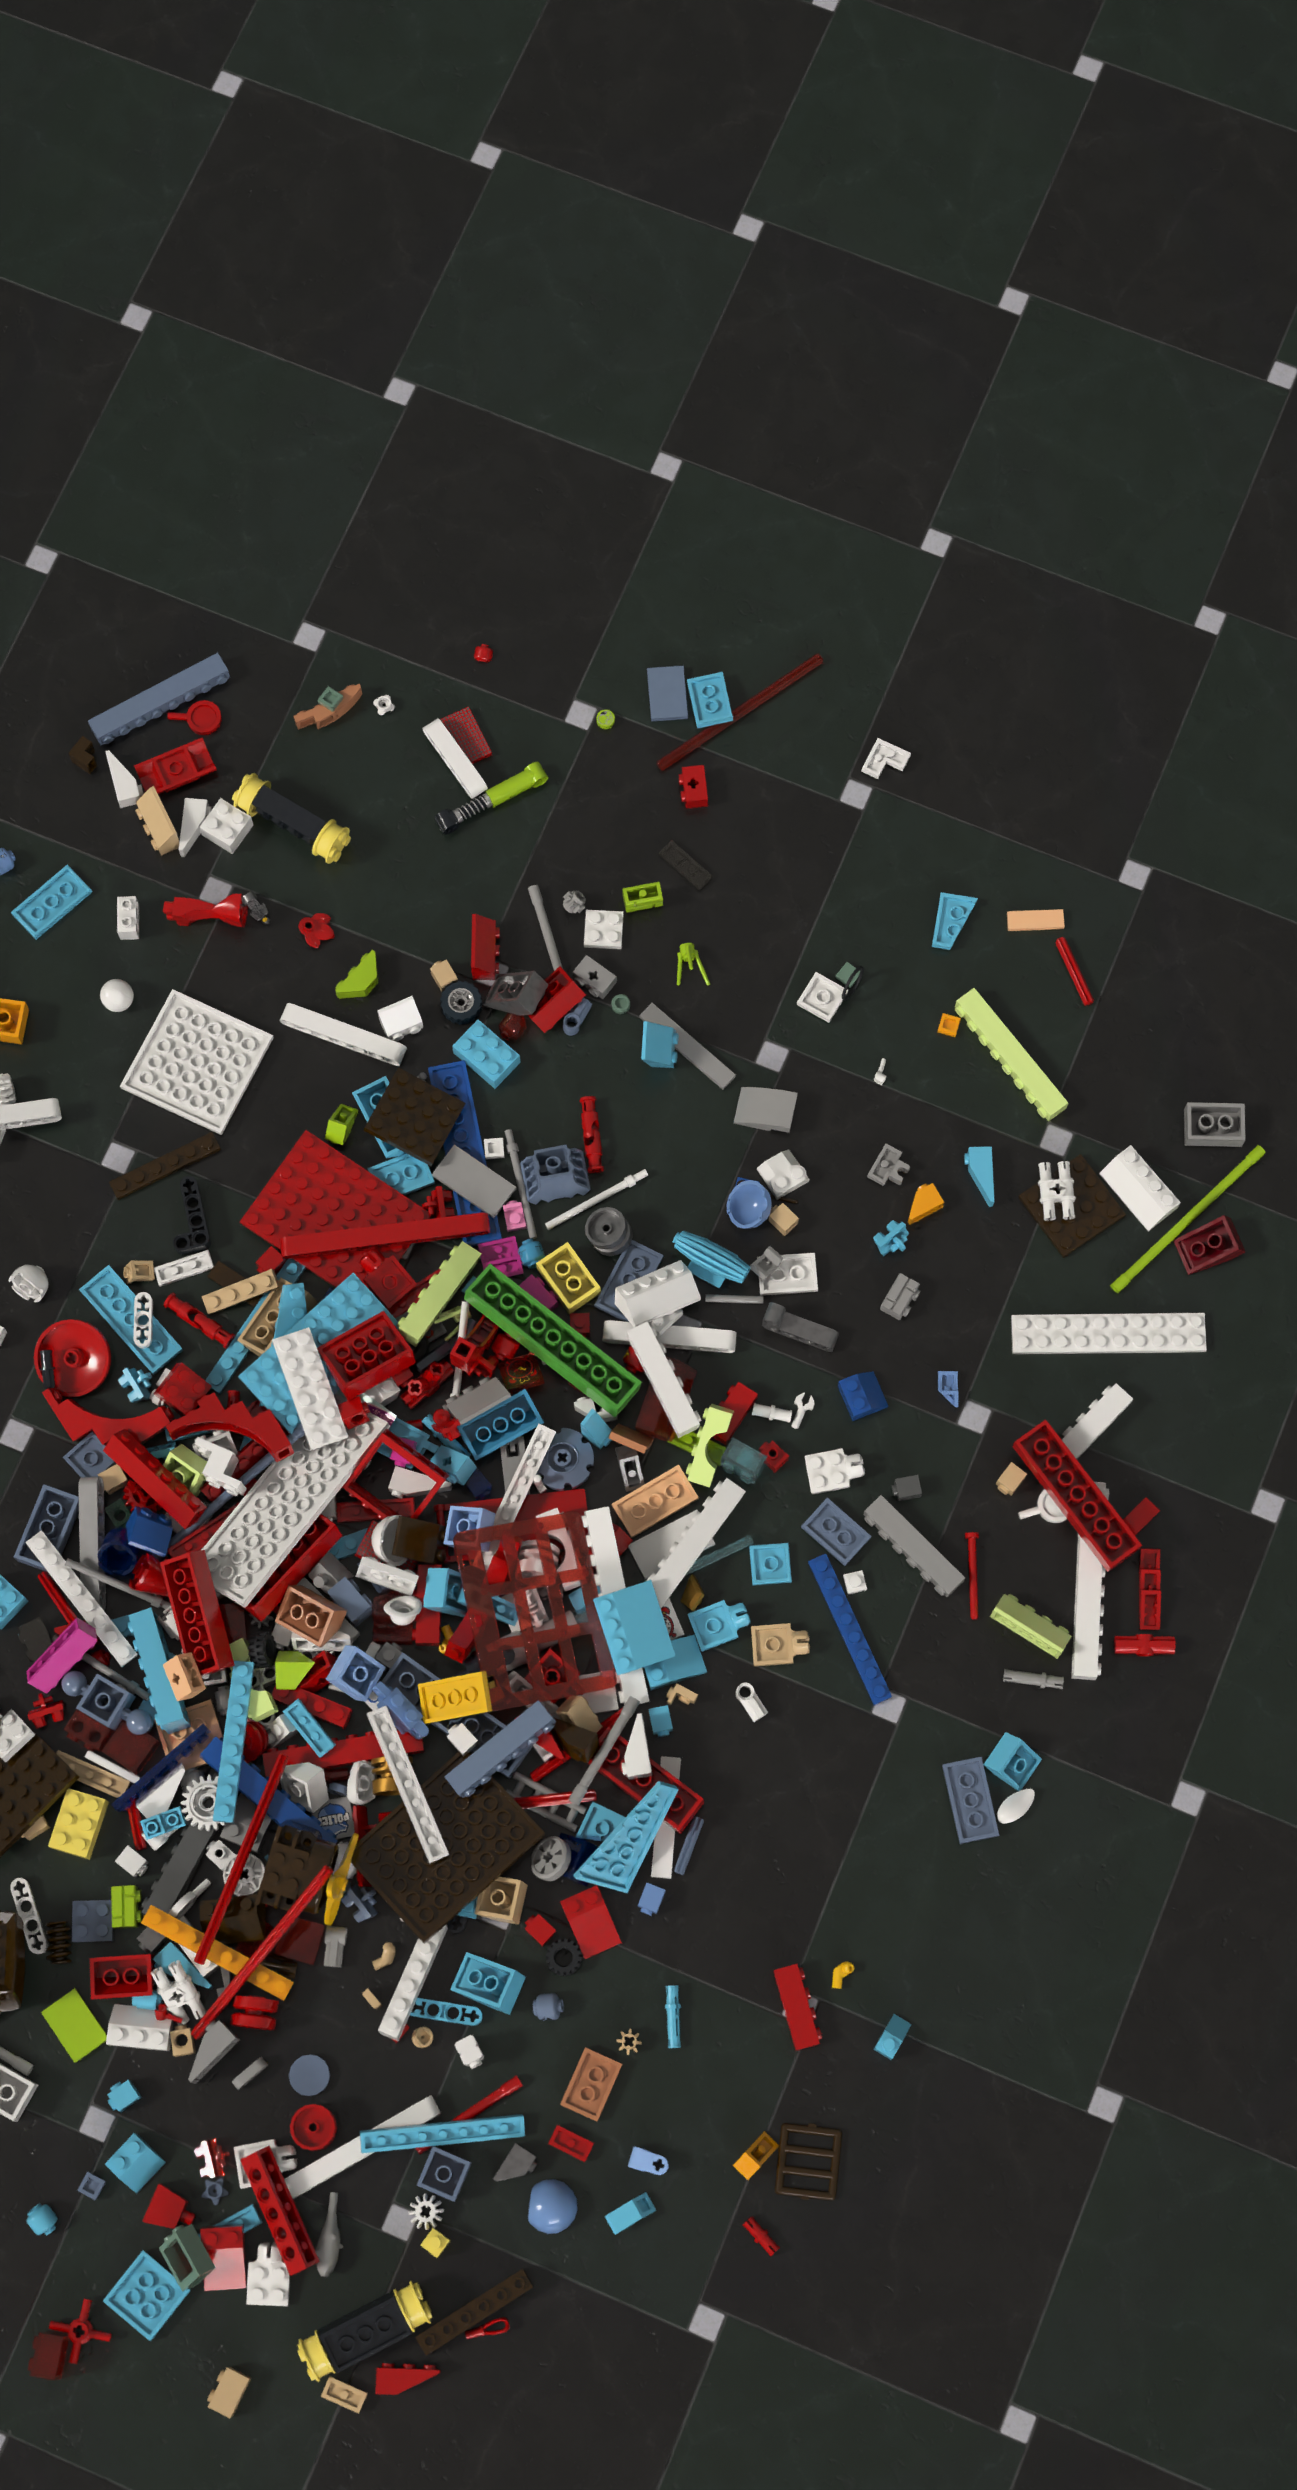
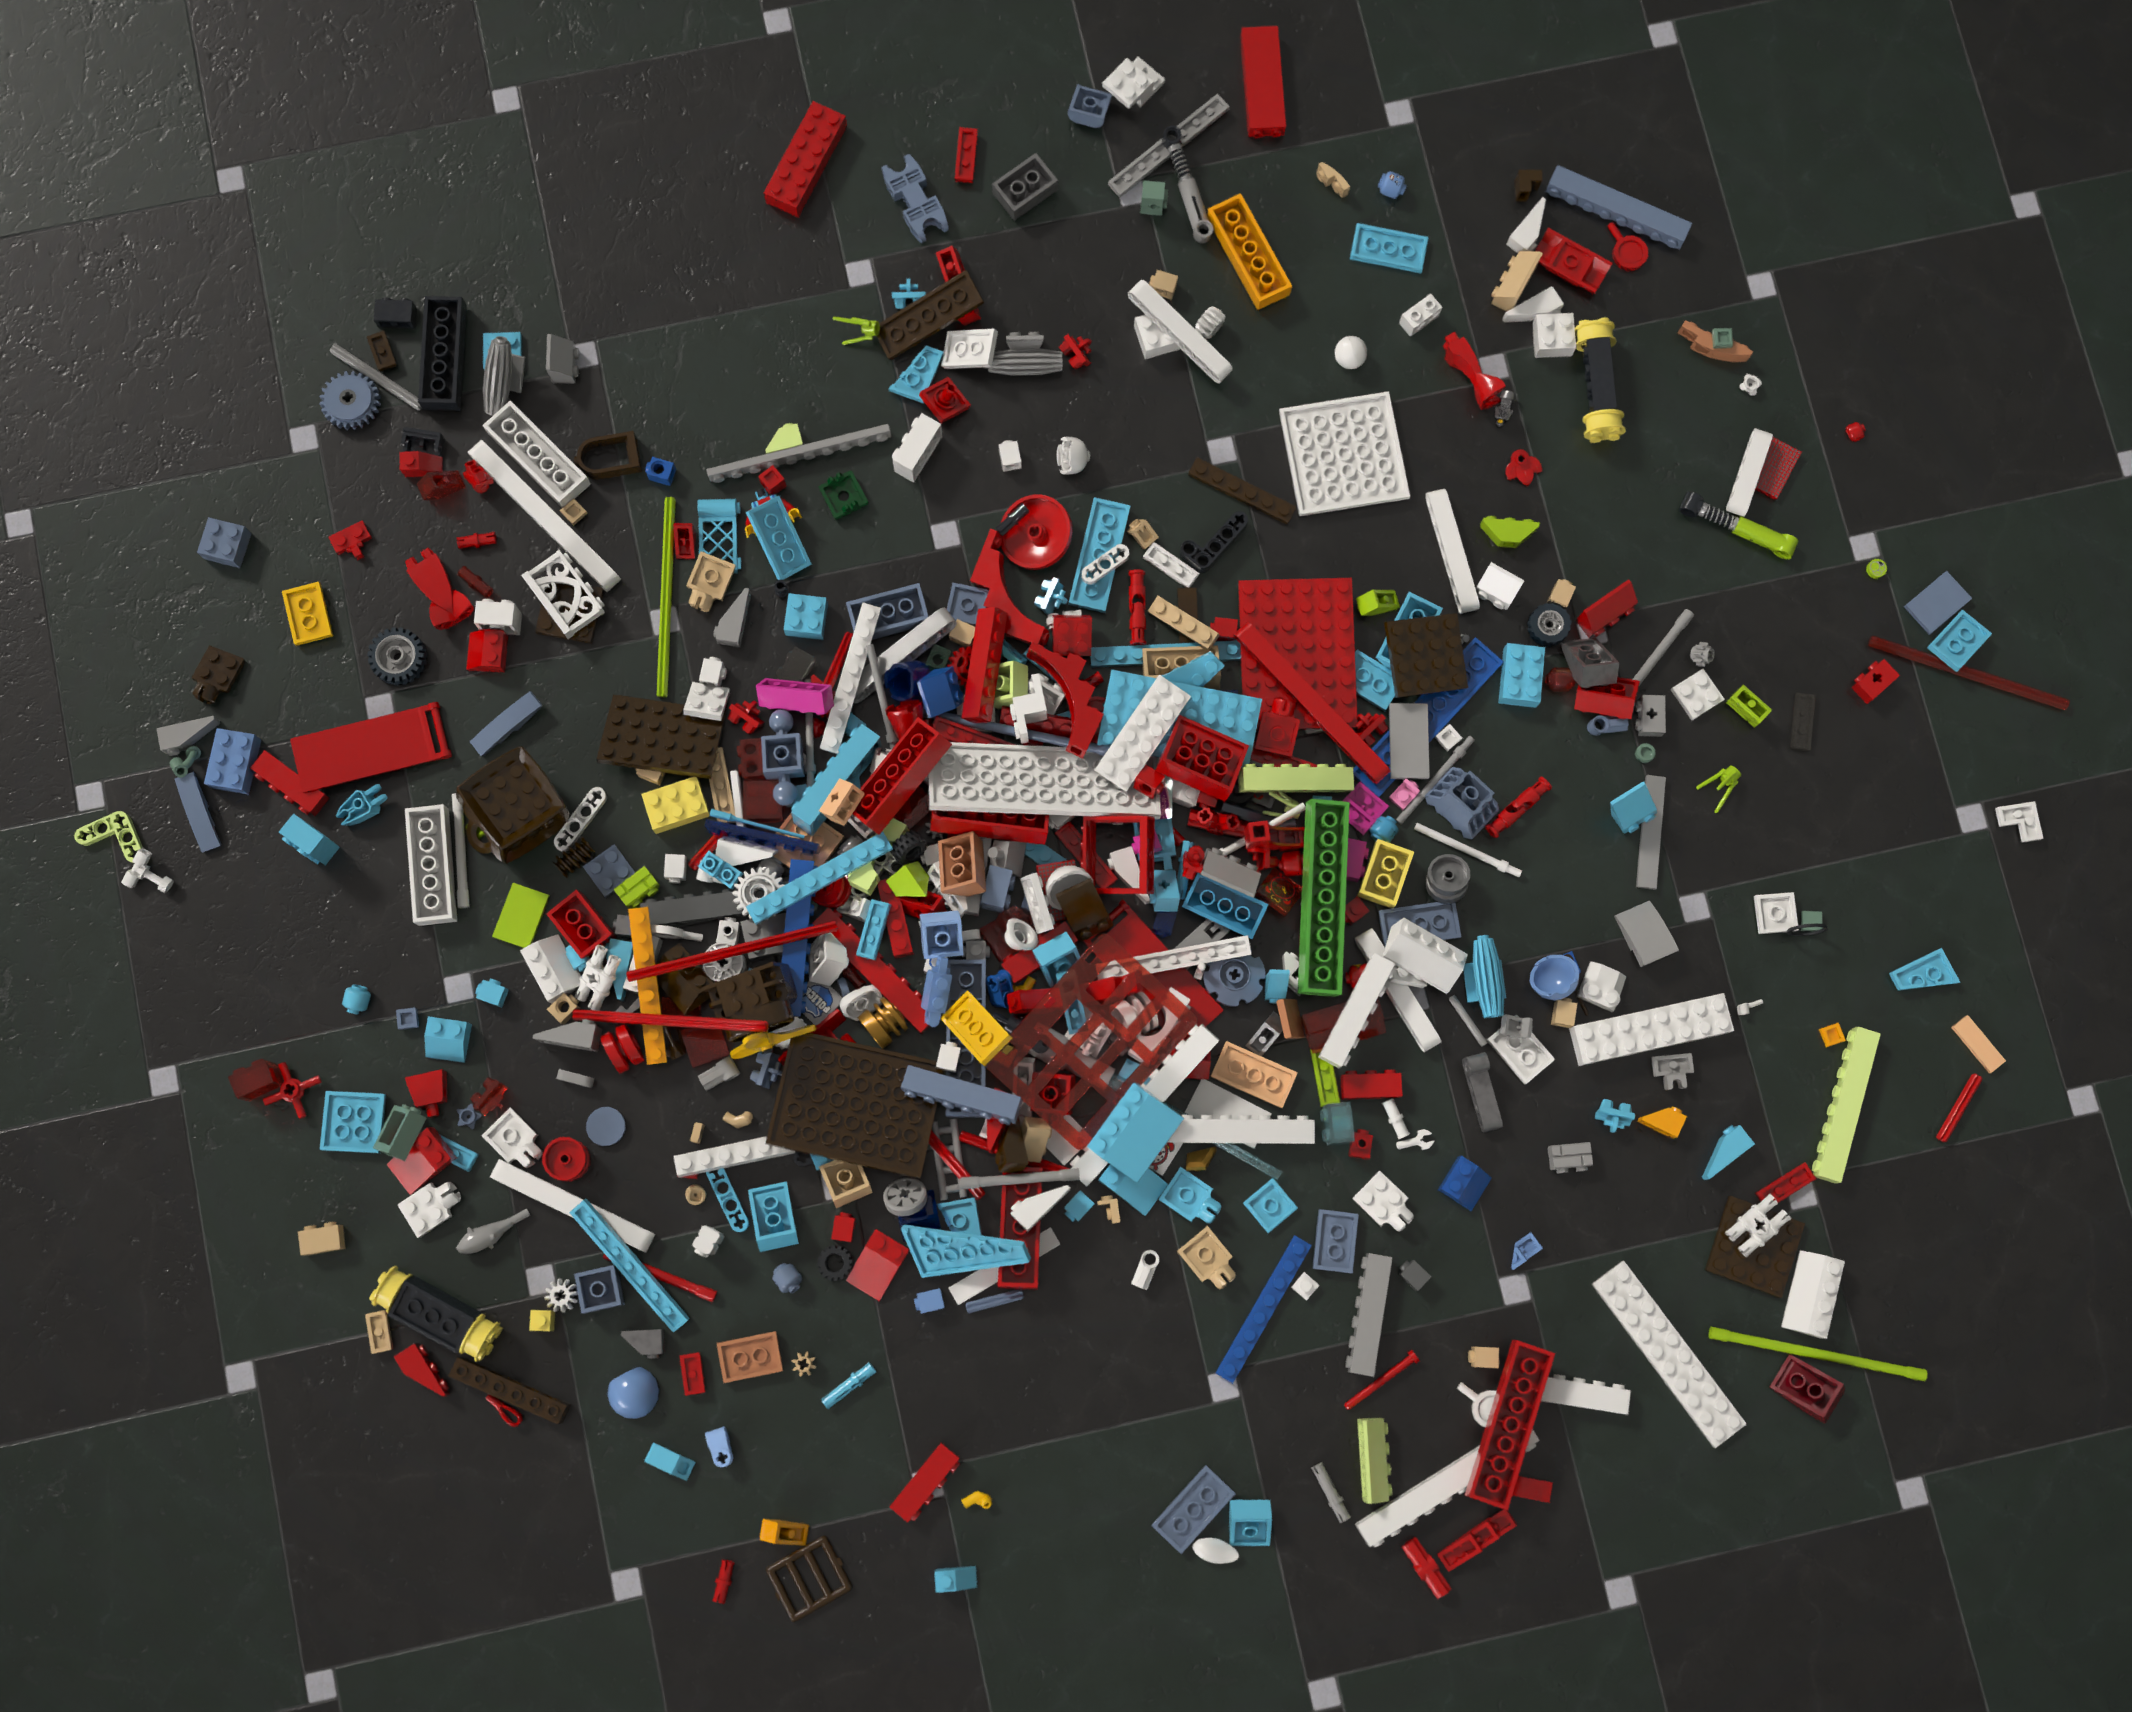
camera: 50 degrees right, 5 degrees up
(124, 1784) = (729, 817): none -> medium azure piece
(162, 2014) = (574, 979): red hand -> none
(279, 2210) = (482, 1179): red brick -> none
(407, 1784) = (881, 1040): white plate -> none
(435, 1658) = (999, 988): none -> blue piece
(466, 1519) = (1127, 934): light blue brick -> none
(703, 1468) = (1353, 1079): yellowish green arch -> none
(844, 1161) = (1651, 1029): none -> white brick
(1041, 1144) = (1788, 1183): none -> red tile
(1214, 1124) = (1916, 1320): light grey brick -> none

